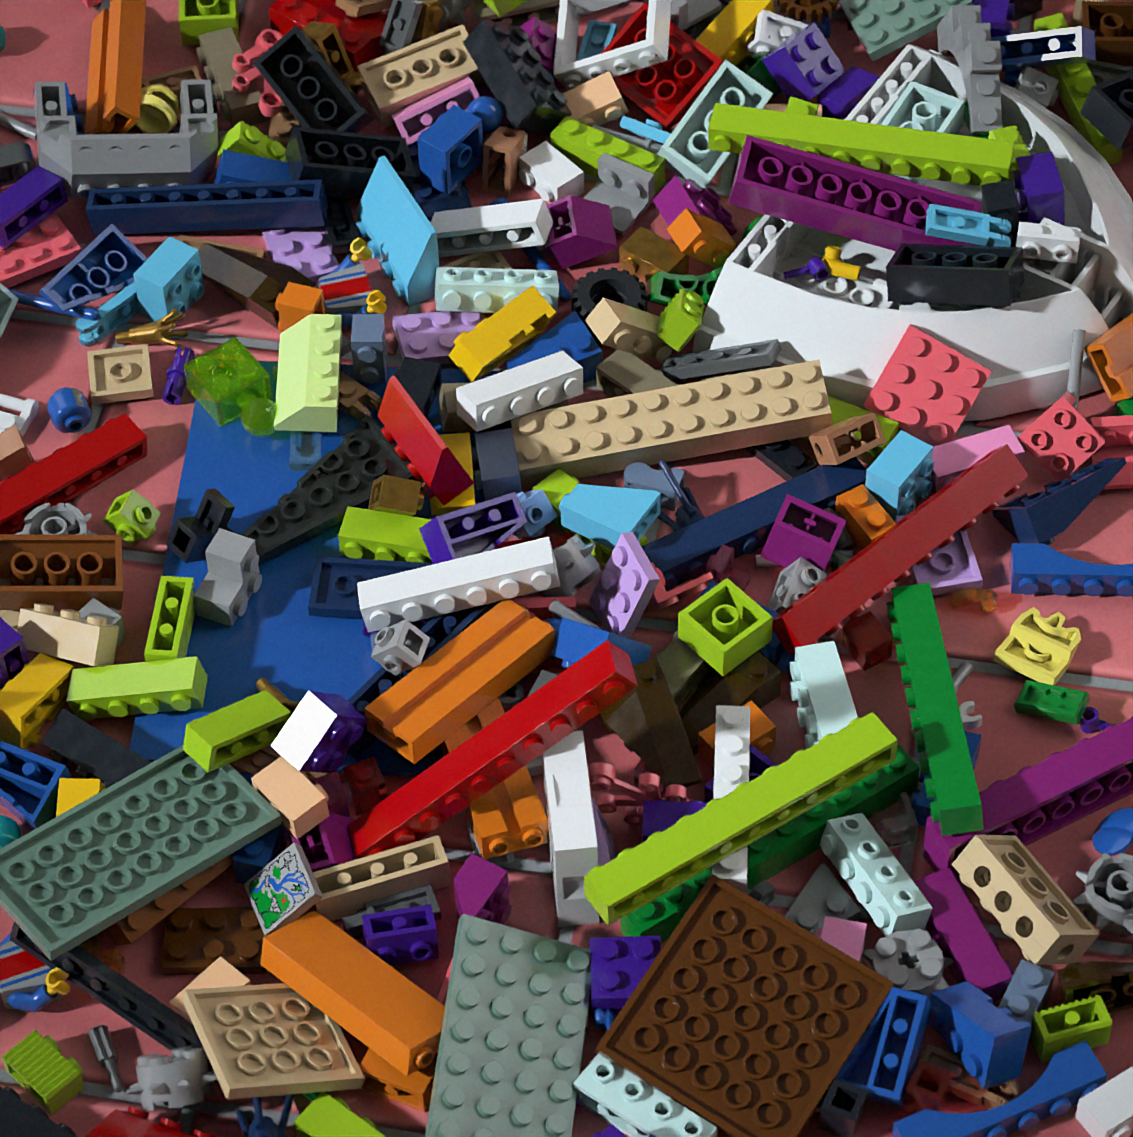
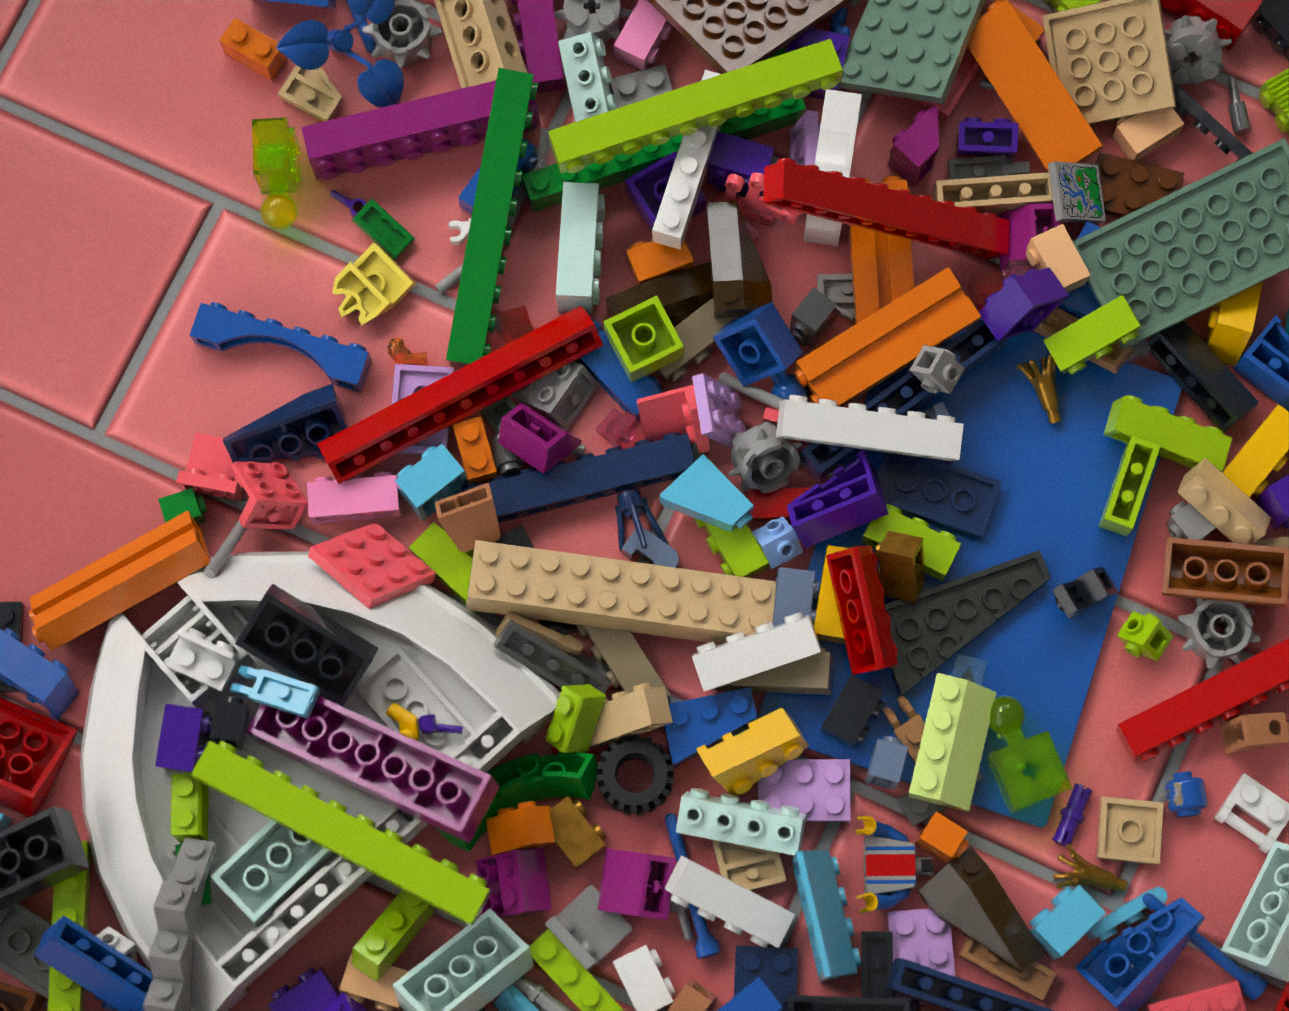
camera: 165 degrees left, 25 degrees up
(230, 578) = (1069, 526): light grey brick -> none

